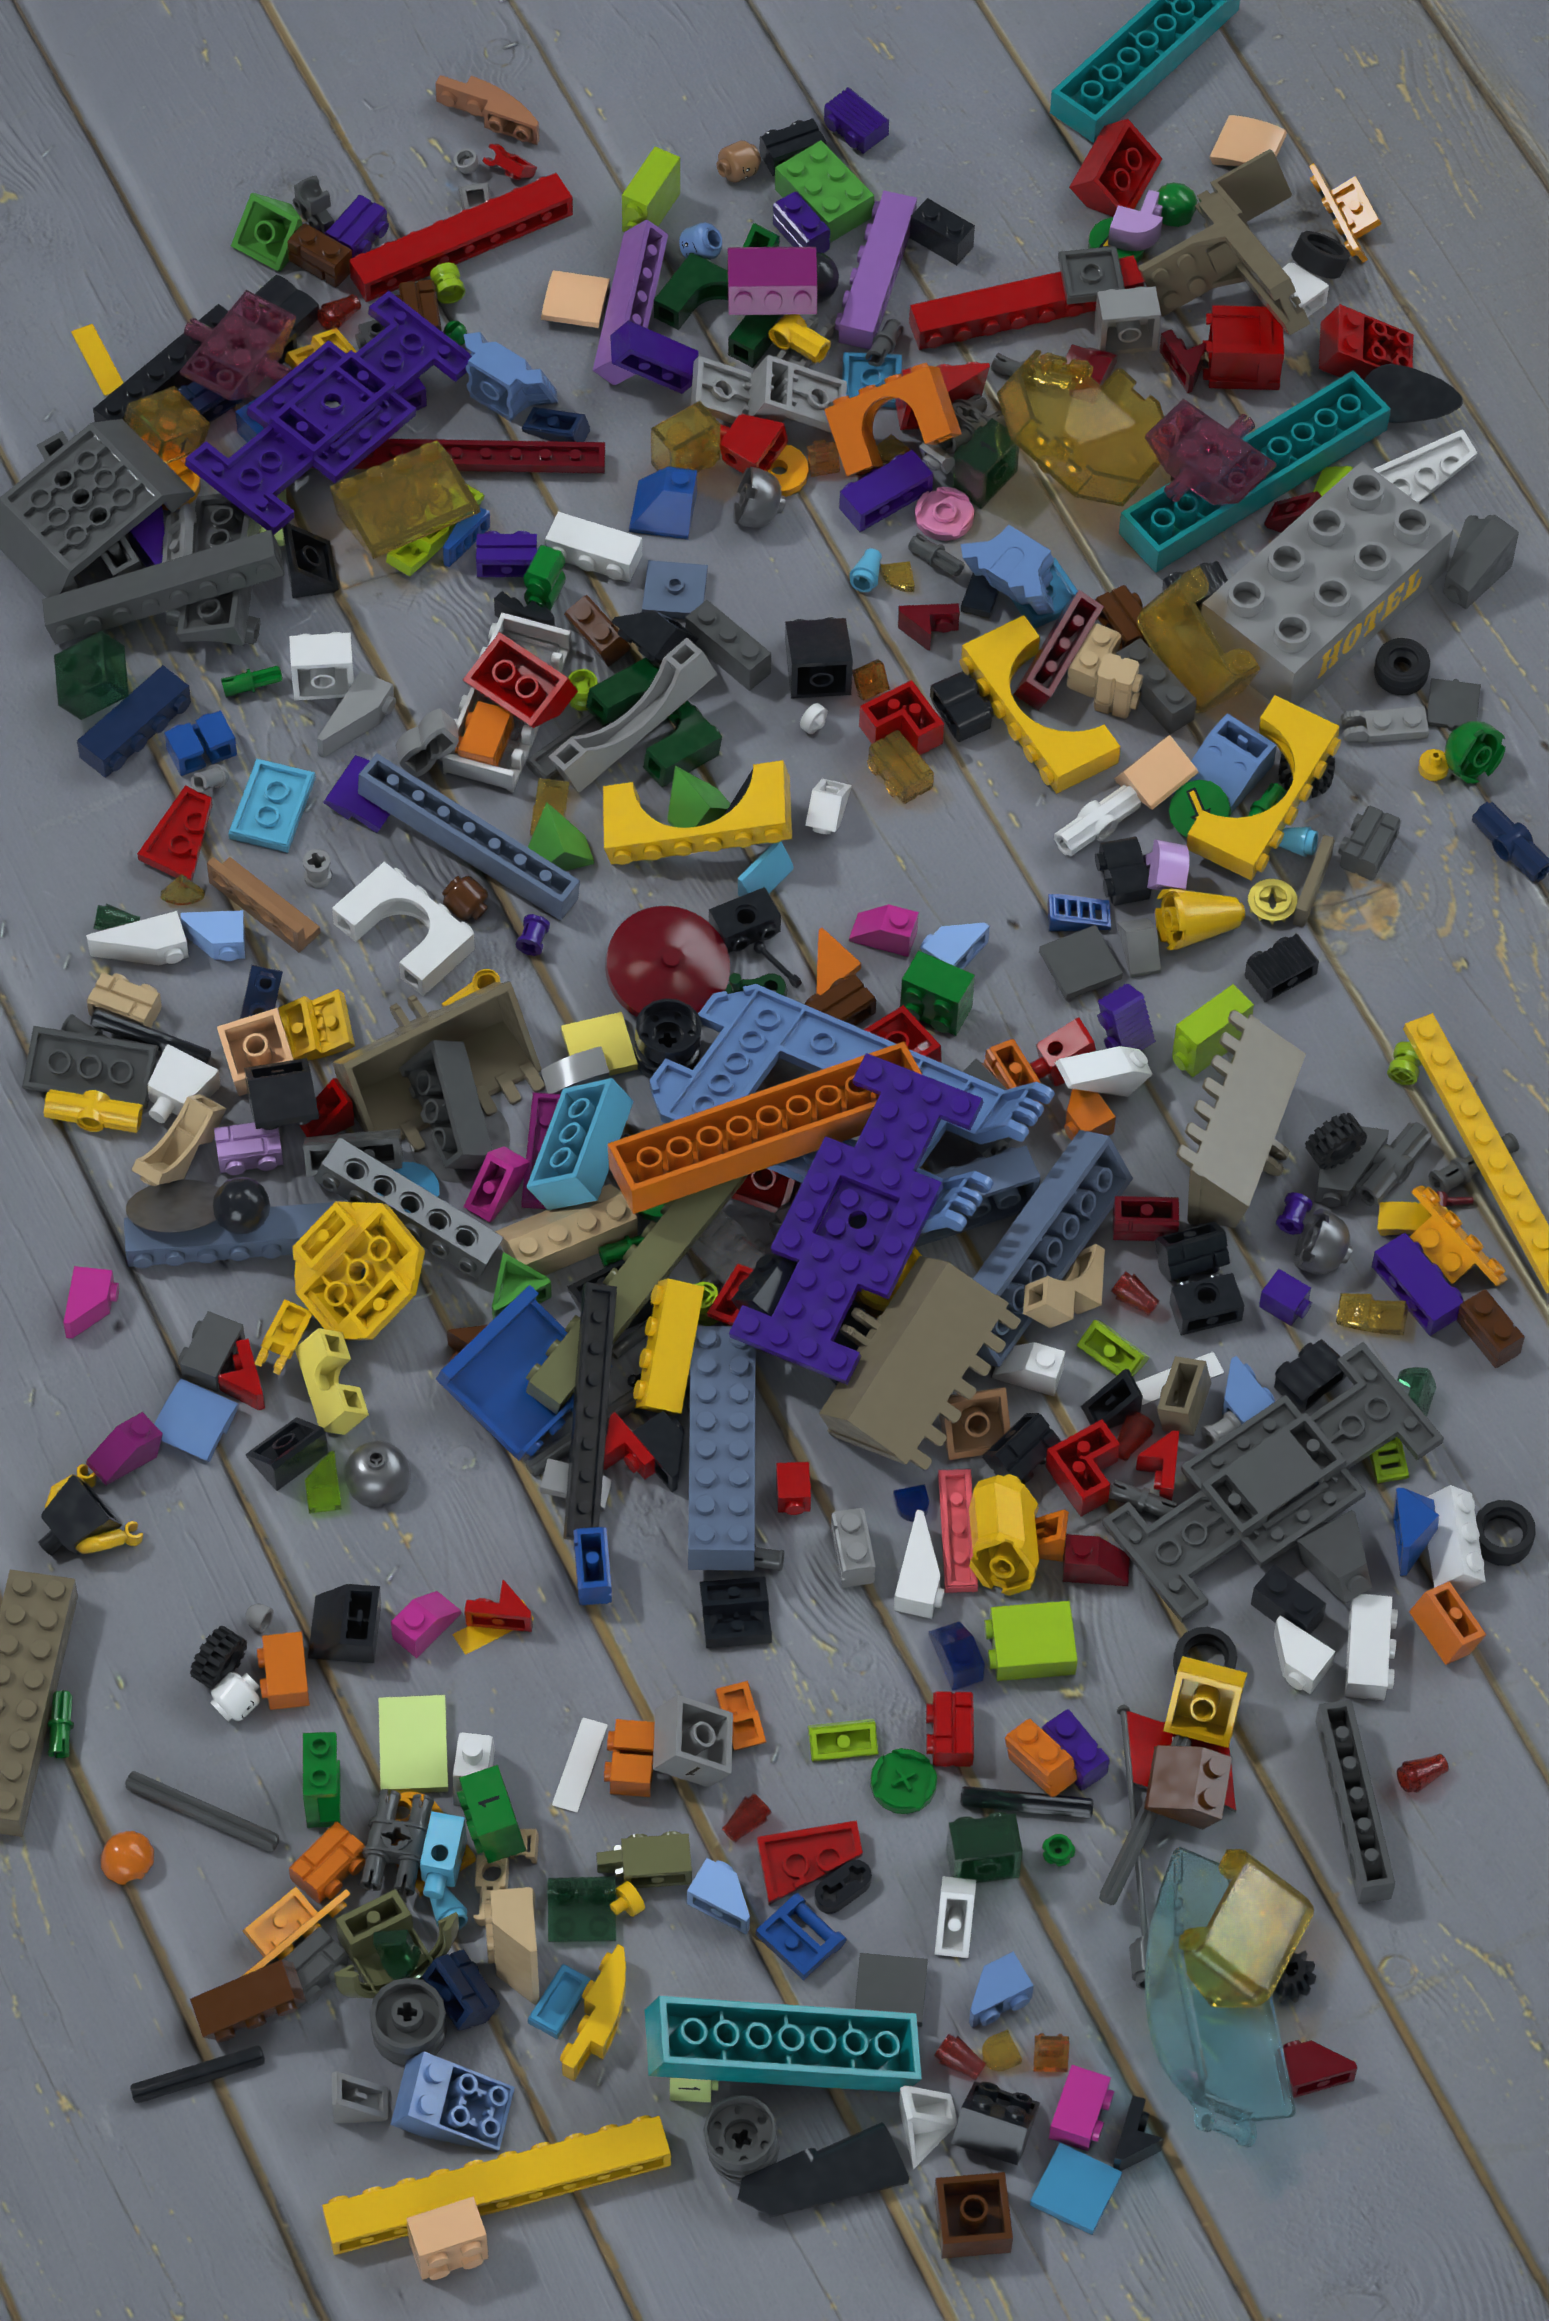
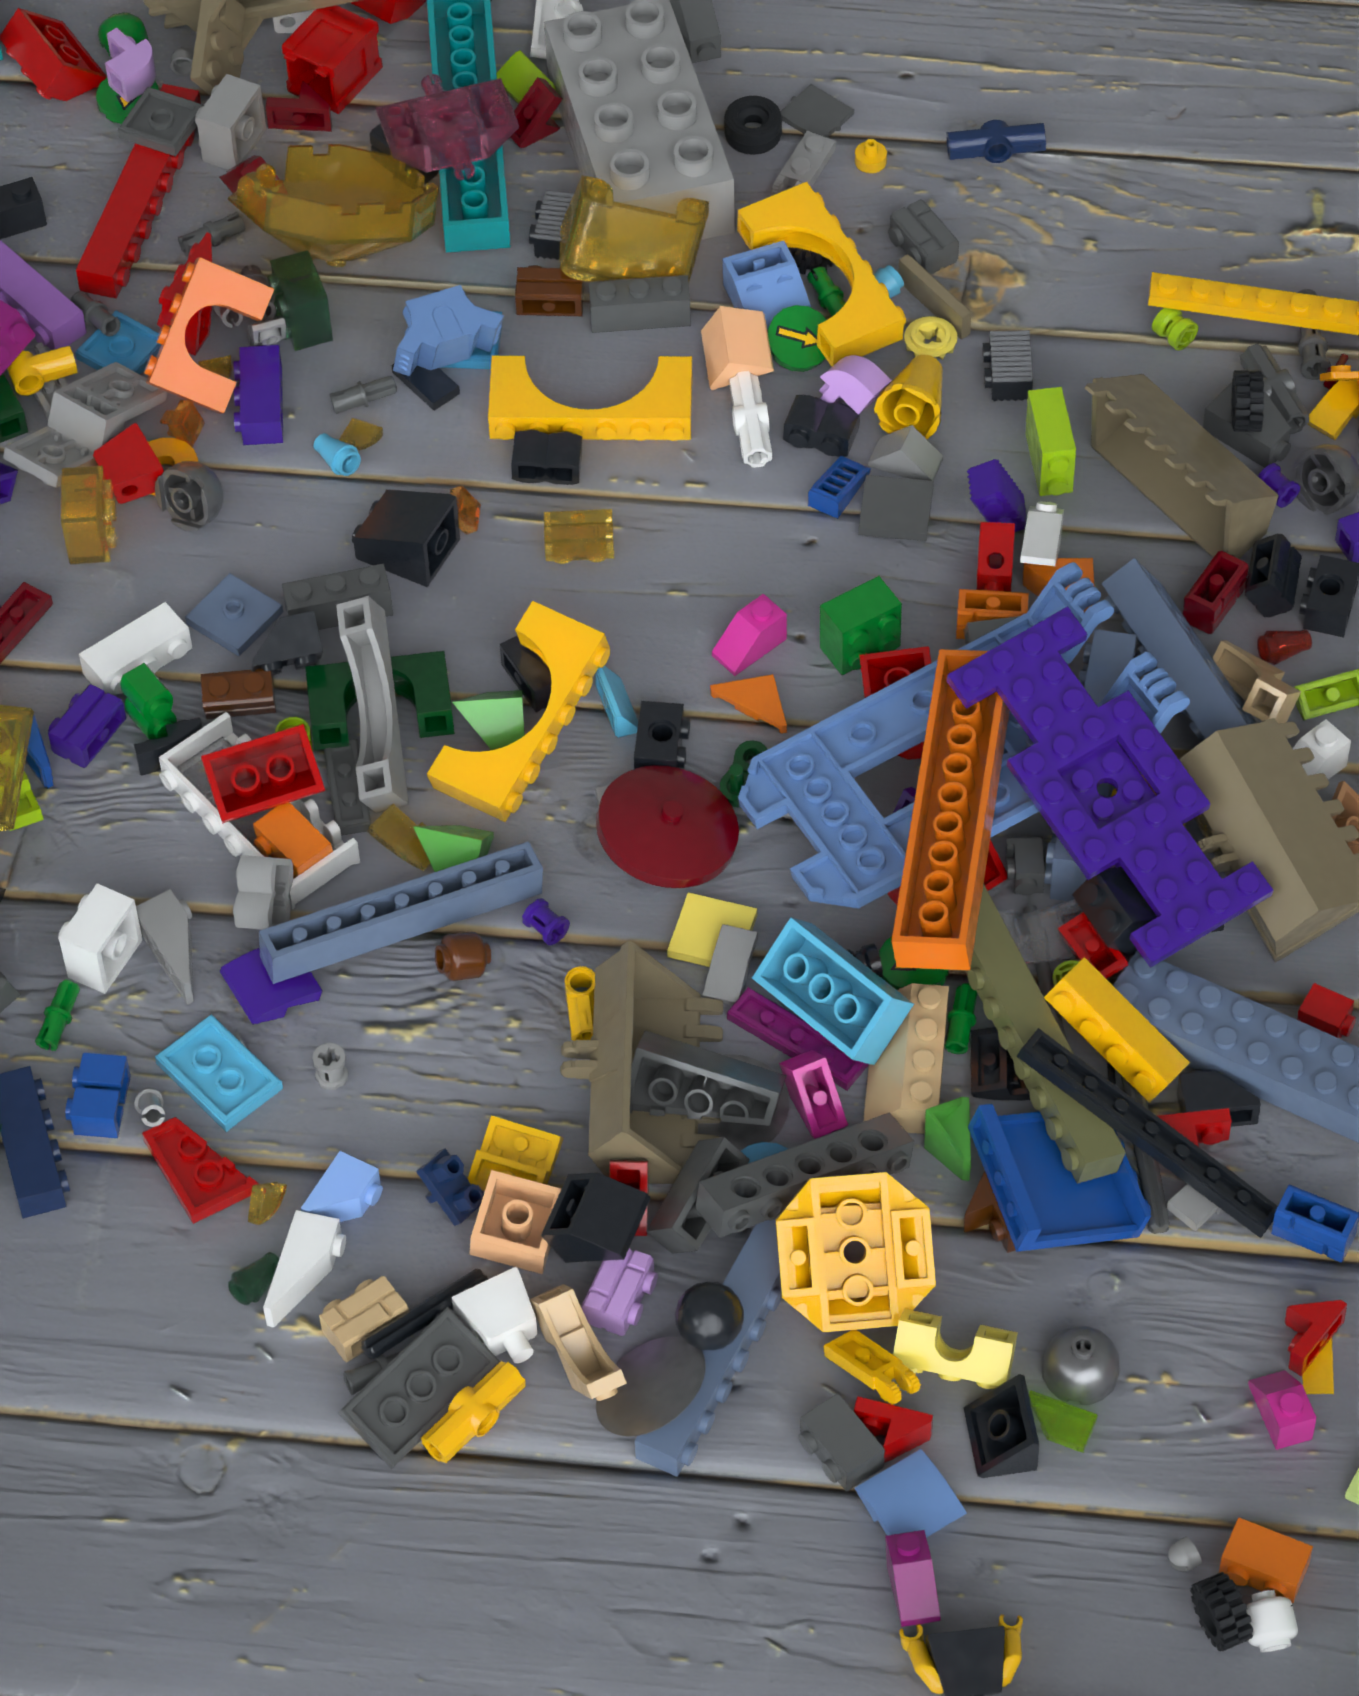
camera: 55 degrees left, 5 degrees down
(89, 1298) = (698, 1526): dark pink slope -> none
(262, 903) = (328, 1136): medium nougat fence -> none
(346, 1624) = (1247, 1474): black slope -> none
(390, 893) = (492, 994): white arch -> none
(665, 503) = (130, 570): blue slope -> none
(667, 1031) = (758, 863): black wheel -> none
(759, 947) = (693, 747): black hinge -> none
(813, 718) = (473, 575): white tile -> none
(827, 806) = (584, 605): white slope -> none
(845, 1001) = (809, 702): reddish brown brick -> none
(904, 711) = (527, 497): red brick -> none
(921, 620) = (433, 437): dark red slope -> none
(944, 514) = (318, 368): bright pink tile -> none
(957, 943) = (807, 592): light blue slope -> none
(1058, 650) = (548, 350): dark red brick -> none
(1085, 665) = (576, 334): tan brick -> none
(1117, 686) = (624, 326): tan brick -> none
(1474, 750) = (882, 116): green cylinder -> none

